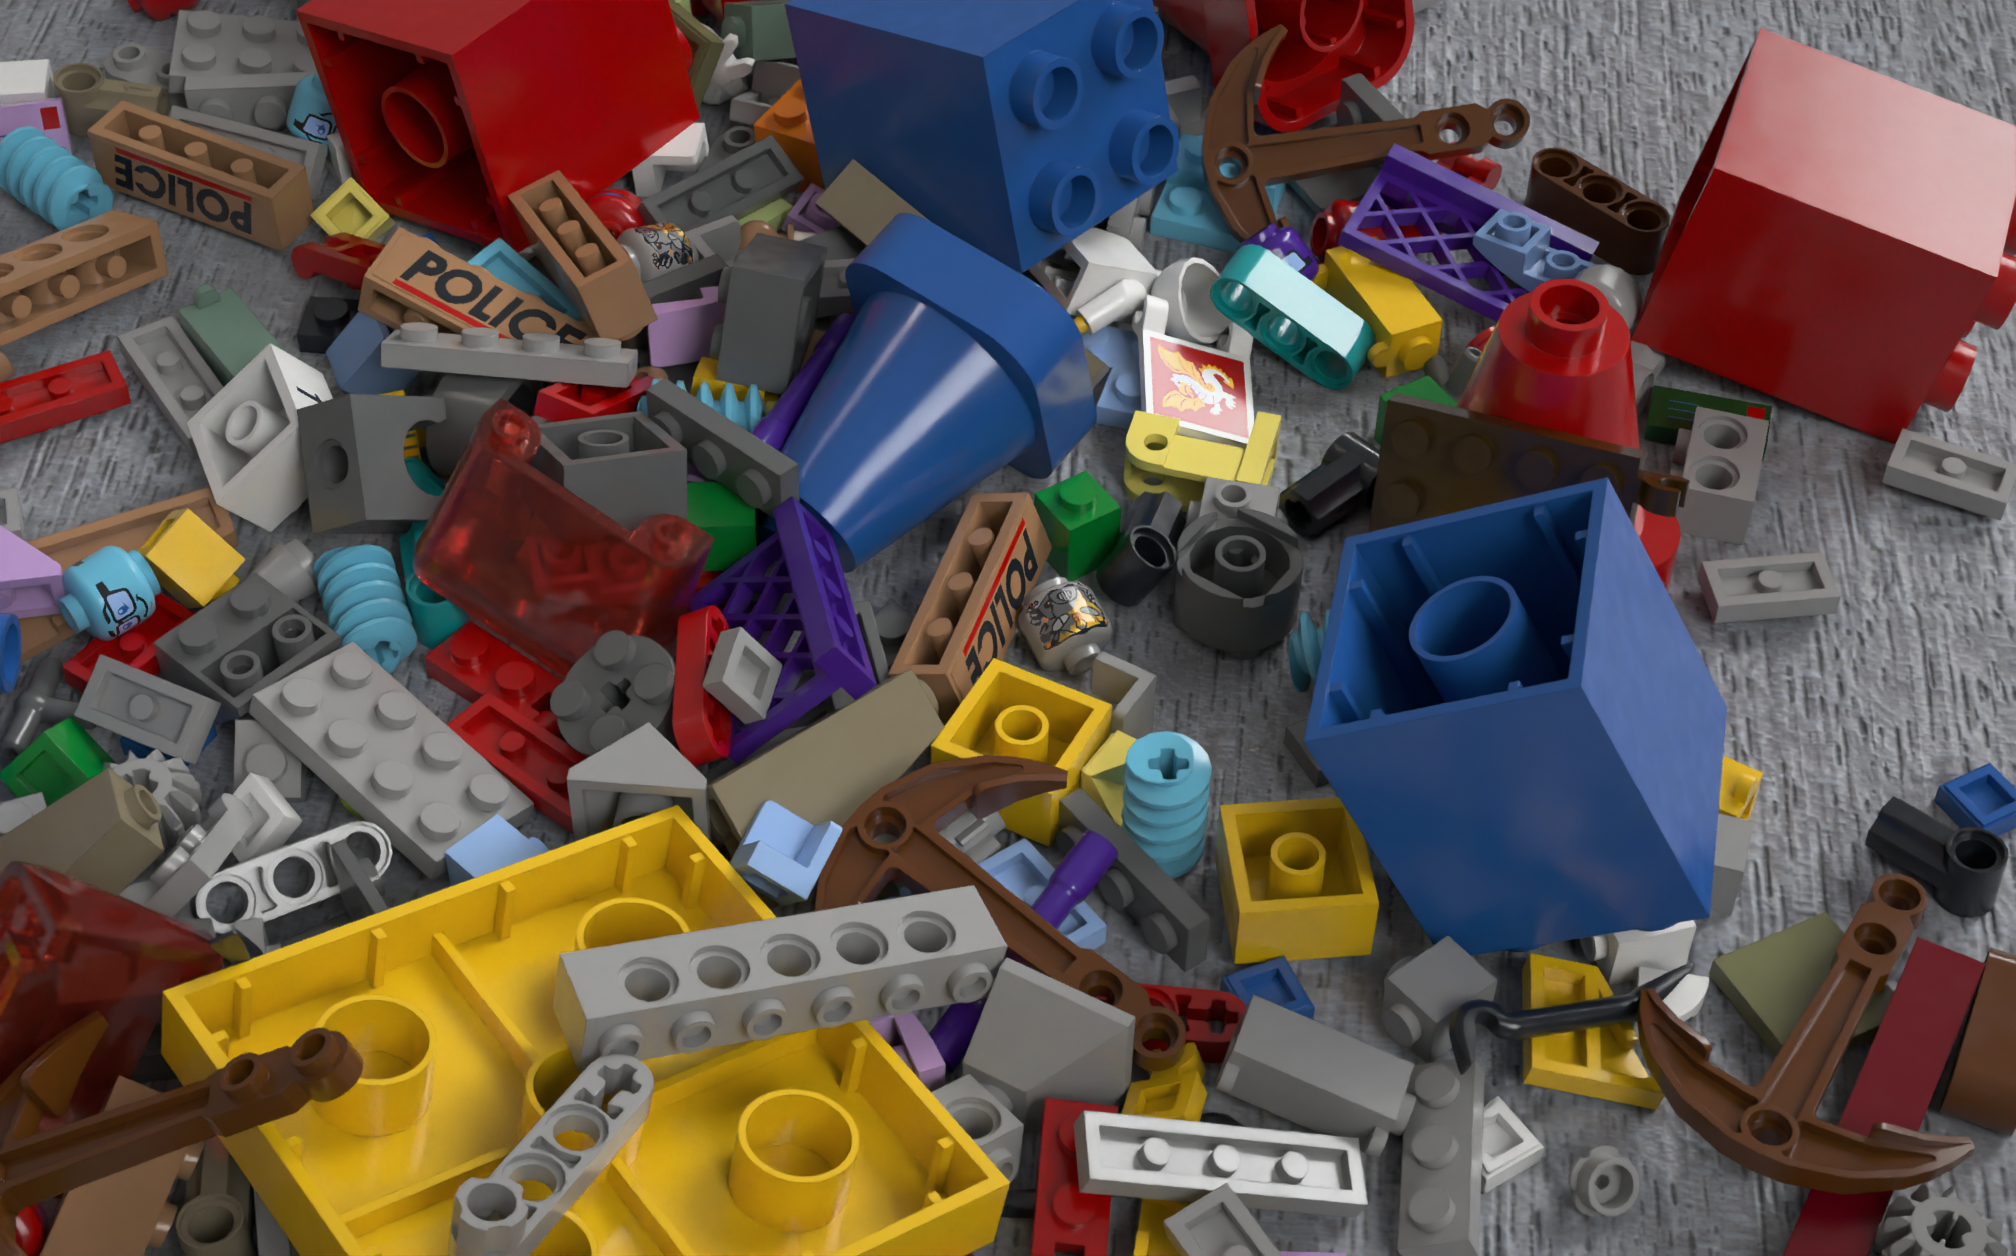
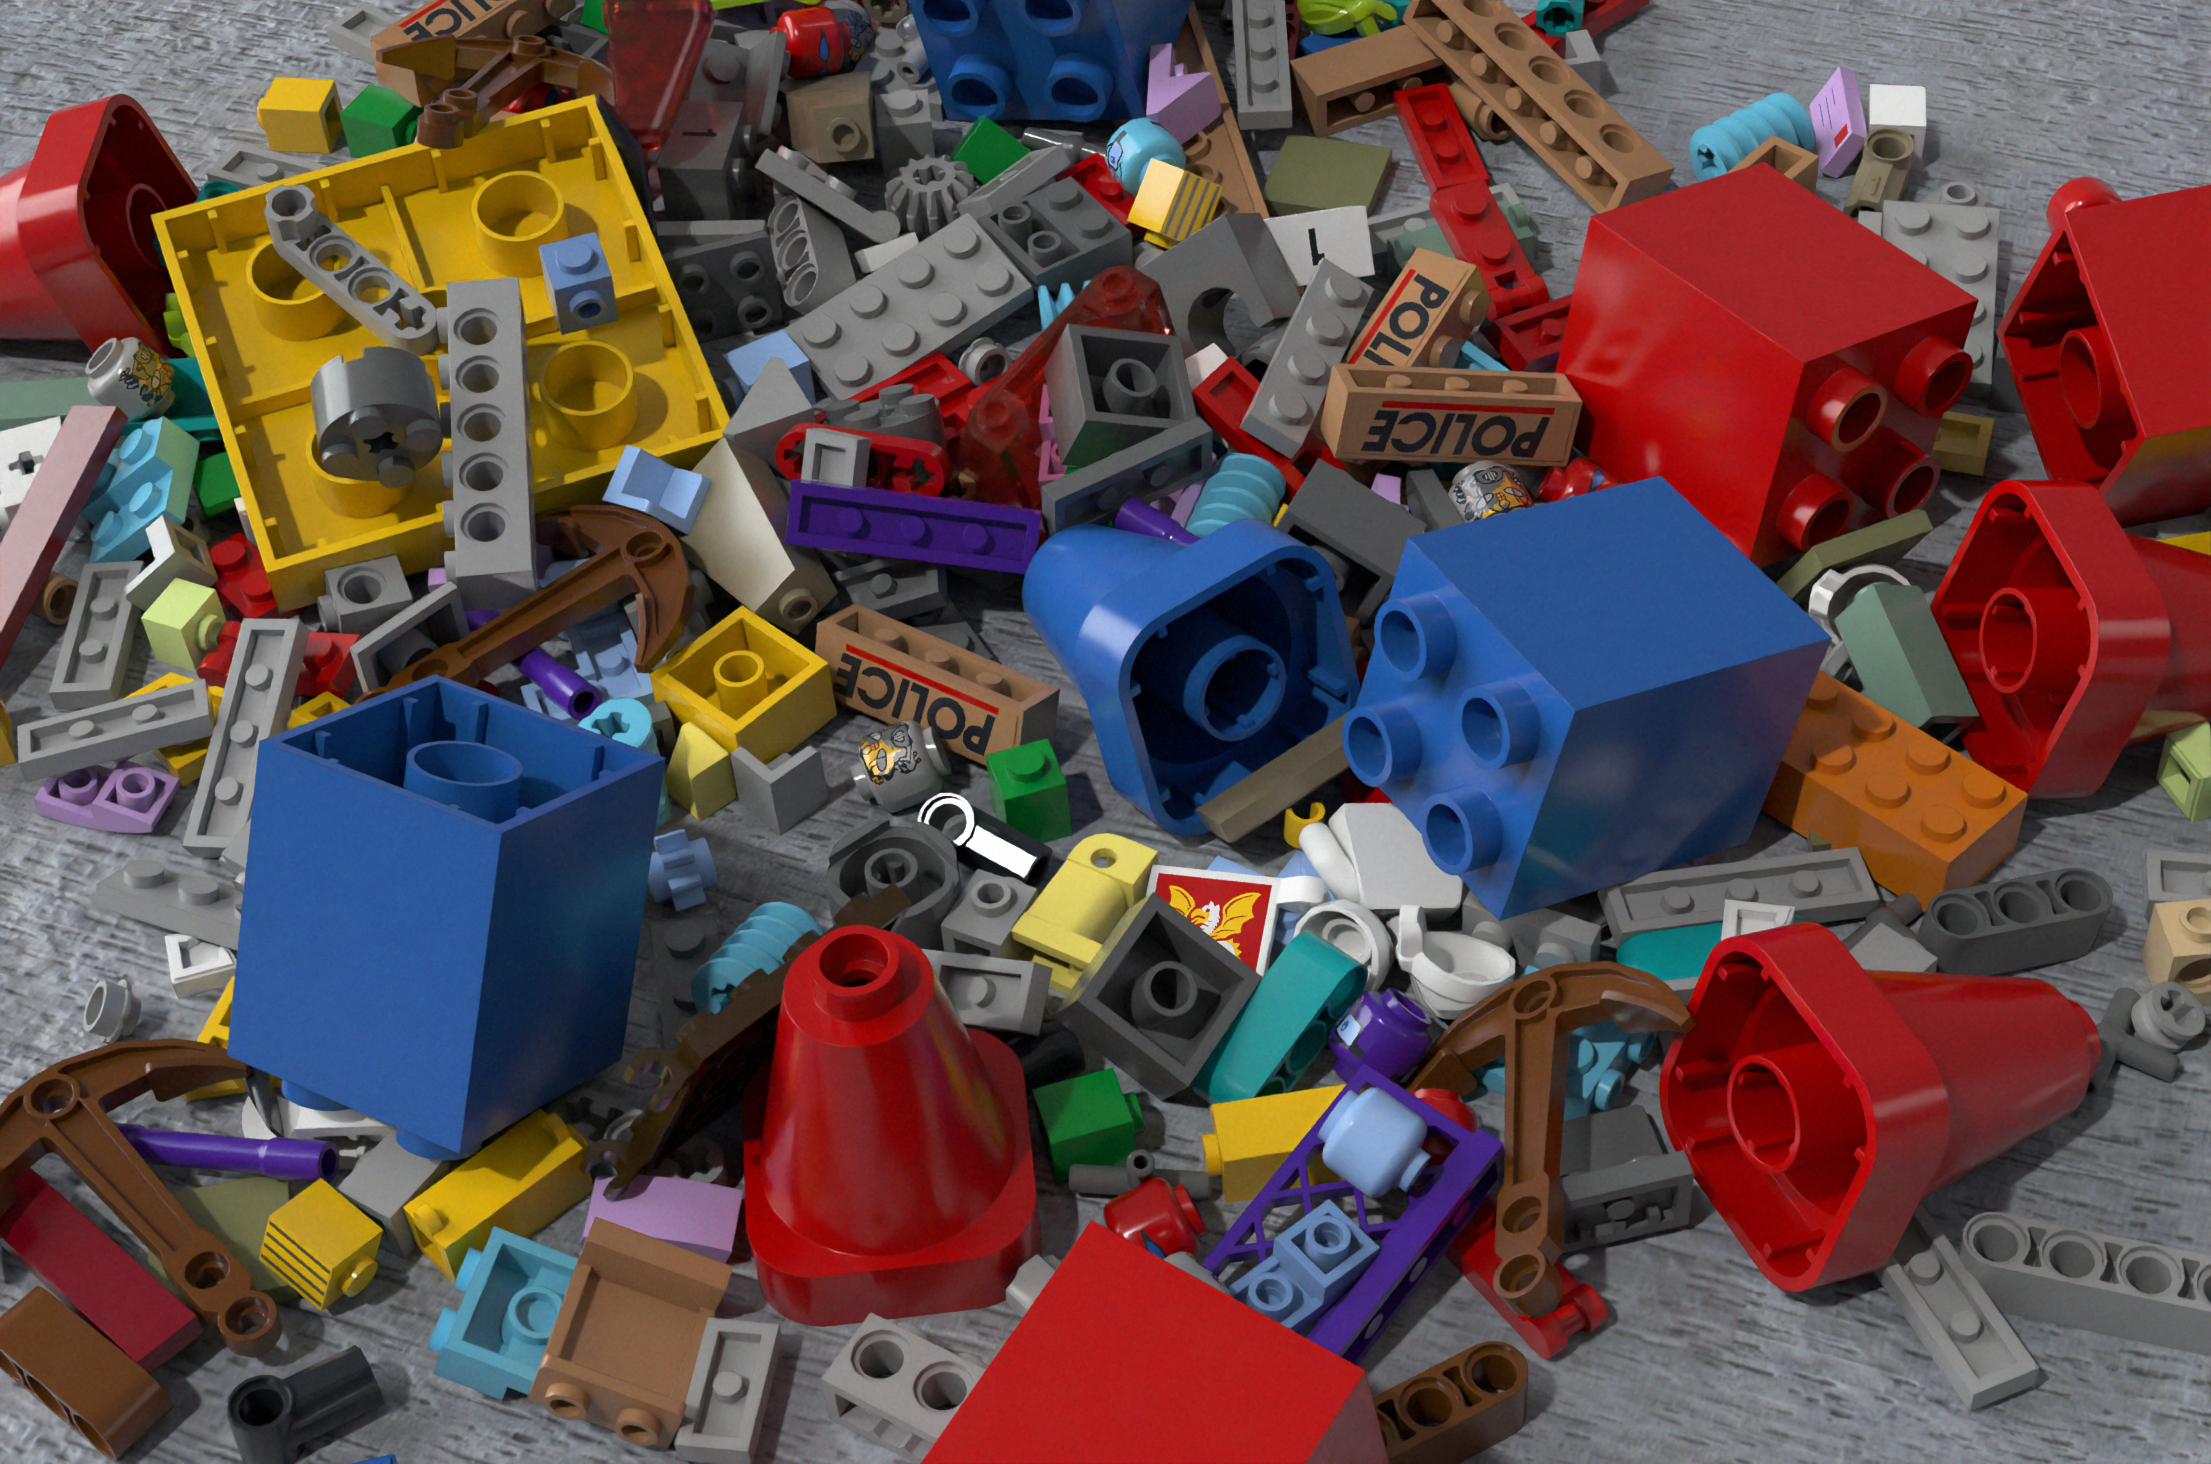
camera: 110 degrees right, 0 degrees up
(87, 482) = (1325, 175): none -> olive tile
(271, 307) = (1483, 238): none -> red plate
(446, 695) = (993, 357): none -> light grey plate
(529, 921) = (578, 283): none -> medium blue brick
(813, 1051) = (376, 416): none -> dark grey brick
(1187, 231) = (1449, 968): none -> white piece
(1254, 754) = (681, 870): none -> light blue gear
(1308, 370) = (1157, 997): none -> dark grey brick
(1339, 488) = (993, 990): none -> light grey plate
(1426, 203) = (1374, 1142): none -> light blue head
(1721, 952) = (276, 1158): none -> dark purple piece
(1778, 650) = (629, 1334): none -> medium nougat panel
(1791, 725) = (504, 1316): none -> medium azure plate
(1793, 880) = (321, 1245): none -> yellow brick

